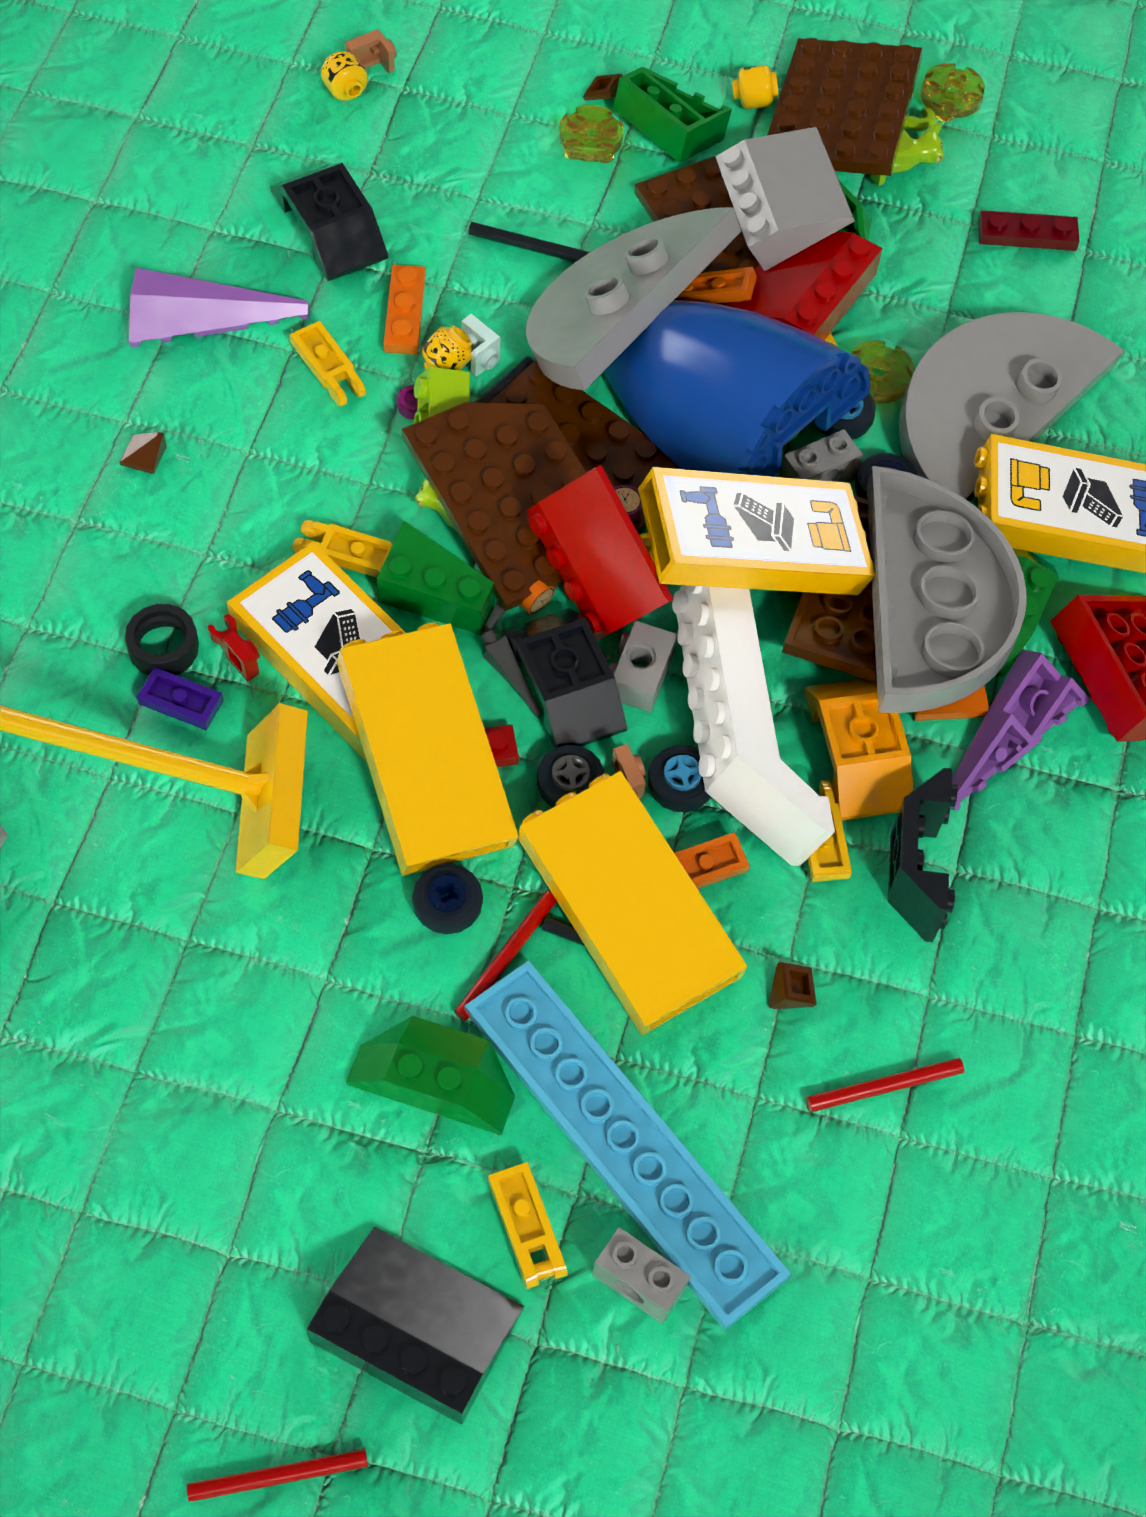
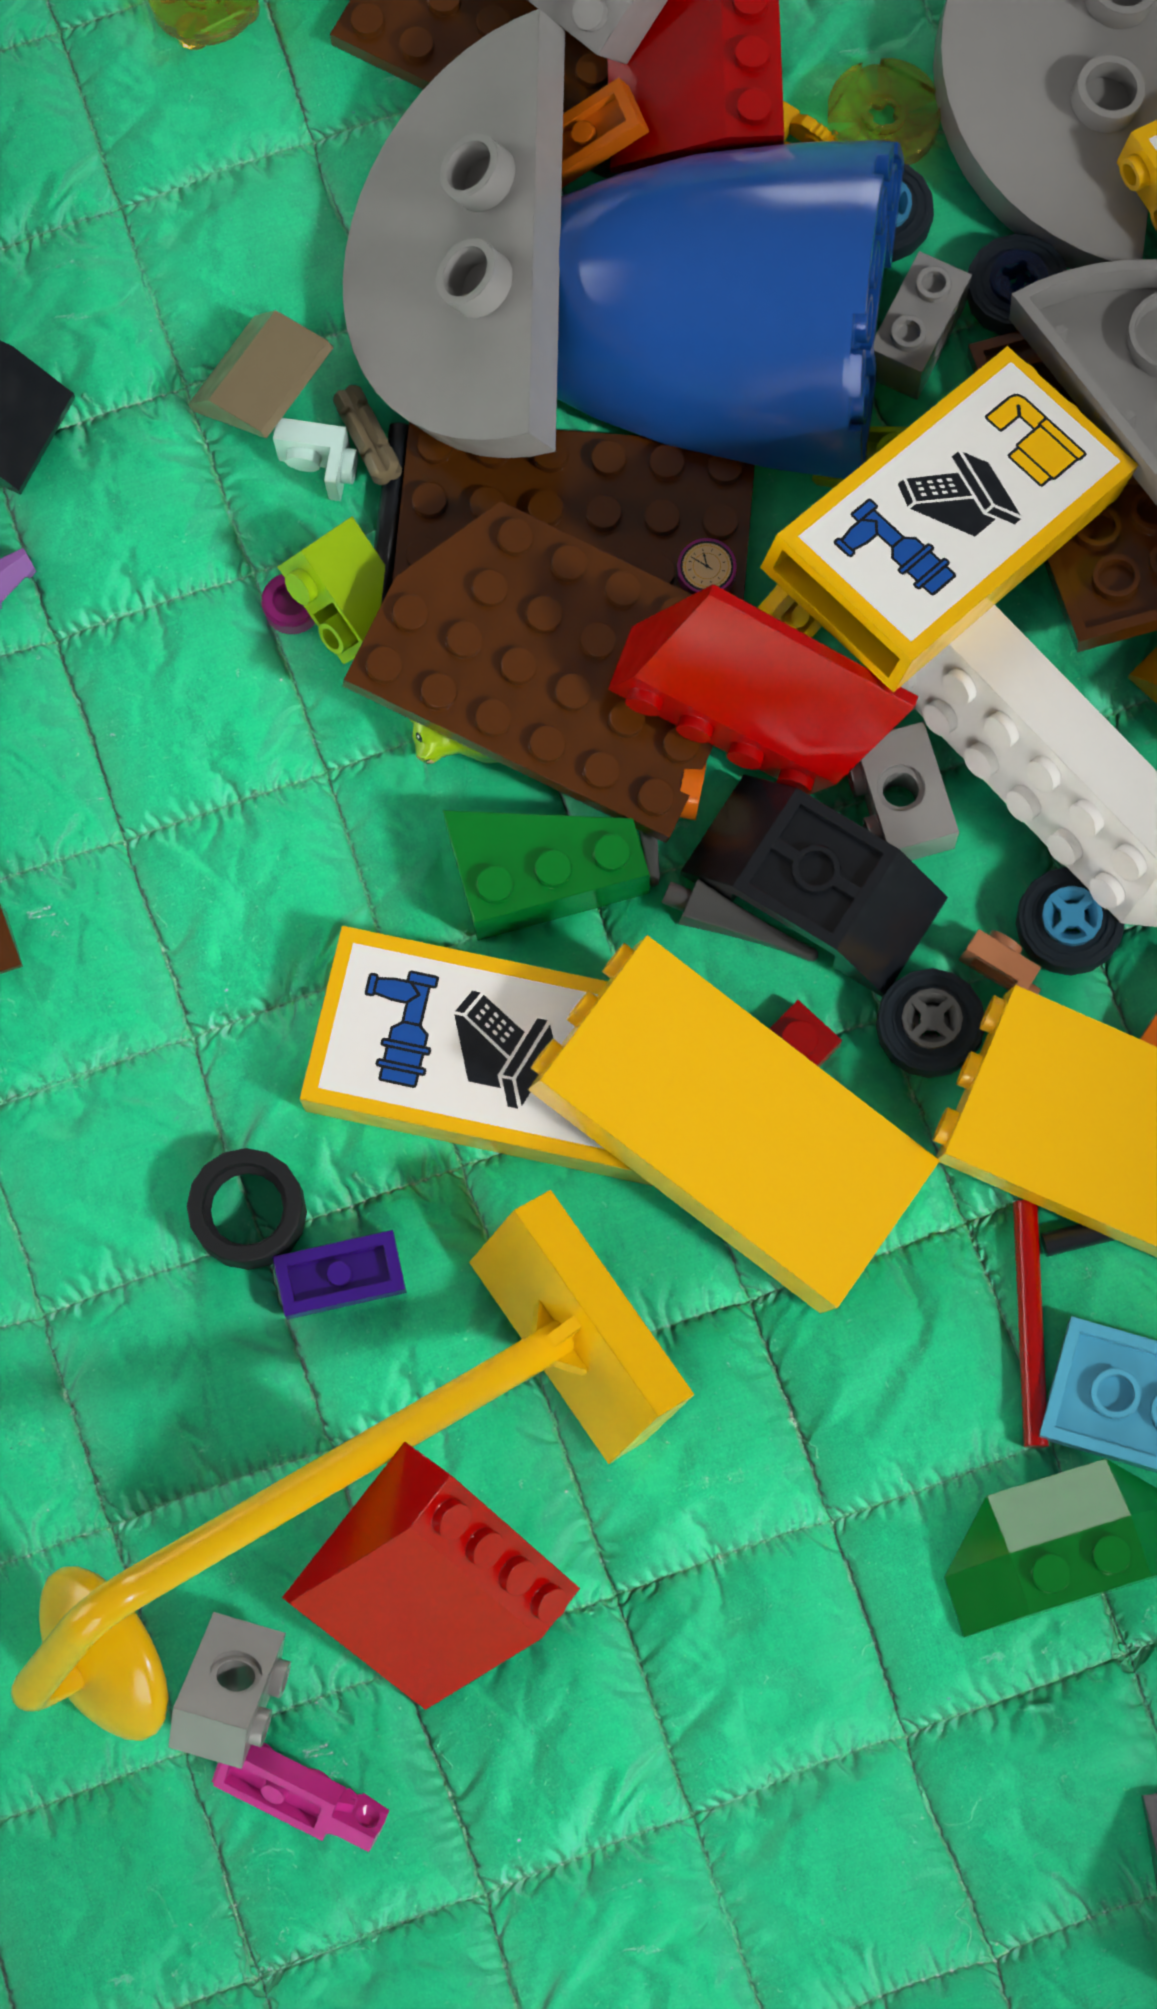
camera: 25 degrees left, 15 degrees up
(89, 846) = (429, 1582): none -> red slope
(239, 652) = (367, 1153): red plate -> none
(327, 361) = (124, 625): yellow hinge -> none
(346, 547) = (385, 895): yellow hinge -> none
(404, 309) = (163, 464): orange plate -> none
(447, 349) = (286, 498): yellow head -> none
(451, 912) = (890, 1327): black wheel -> none
(480, 294) = (261, 374): none -> dark tan slope
(510, 352) = (367, 435): none -> dark tan axle
(526, 242) = (254, 233): black bar -> none

